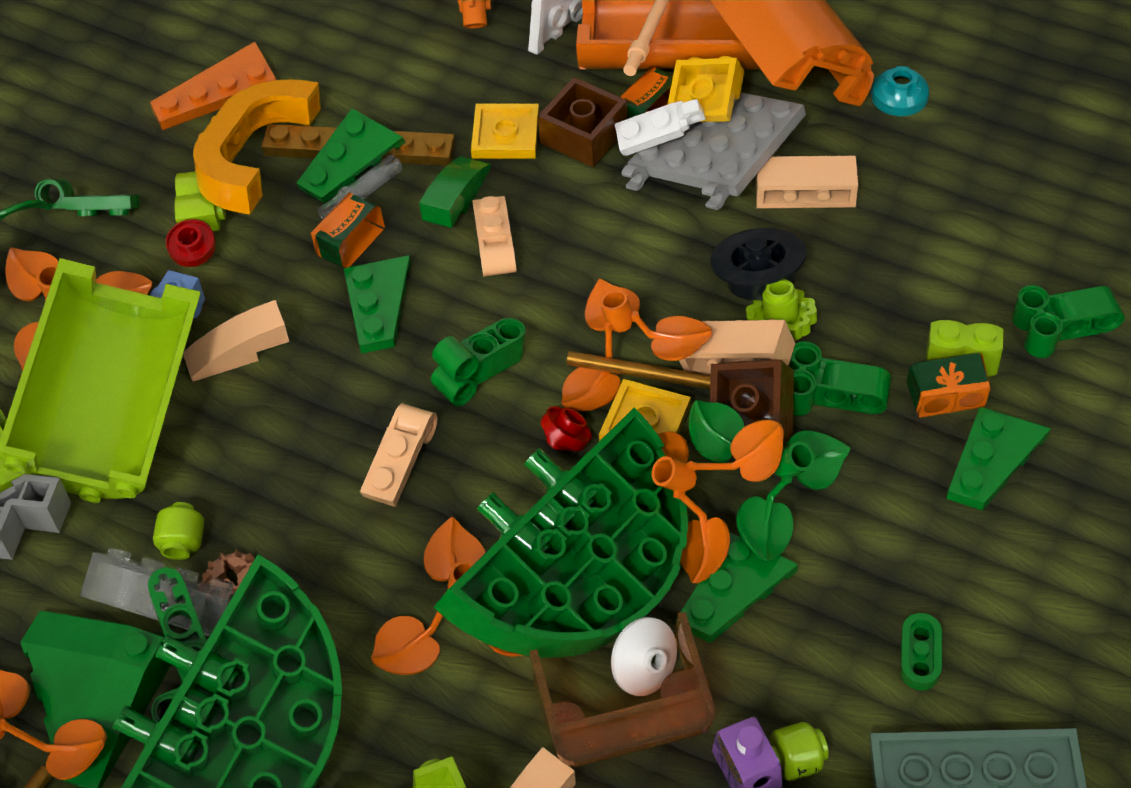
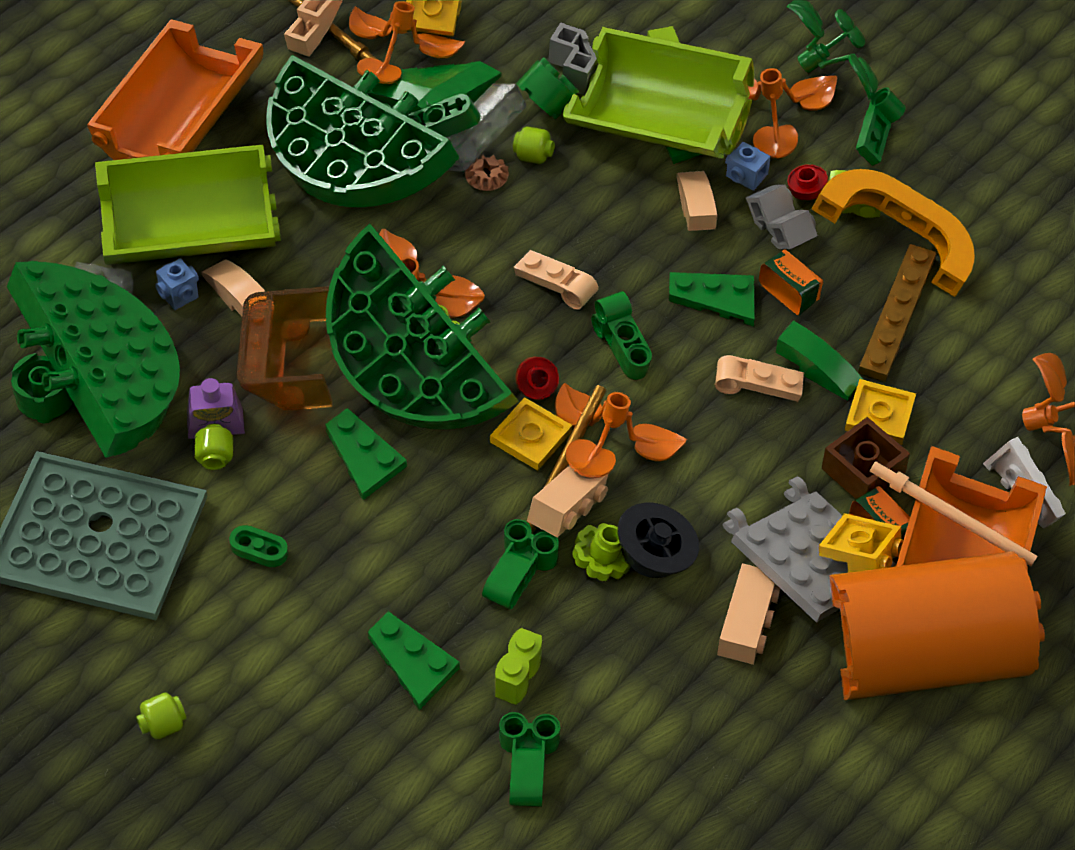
camera: 100 degrees right, 0 degrees up
(86, 521) = (546, 88): none -> green brick
(212, 87) = (997, 230): orange wing -> none
(264, 248) = (775, 211): none -> light grey brick
(347, 153) = (877, 294): green wing -> none
(366, 184) = (833, 293): clear pin -> none
(643, 656) = (320, 360): white dish -> none
(657, 126) = (833, 502): white hinge -> none
(756, 391) = (504, 487): reddish brown brick -> none
(757, 454) = (439, 405): orange plant -> none
(807, 455) = (399, 471): green plant -> none
(900, 98) = (845, 745): teal piece -> none
(948, 384) = (484, 641): piece -> none

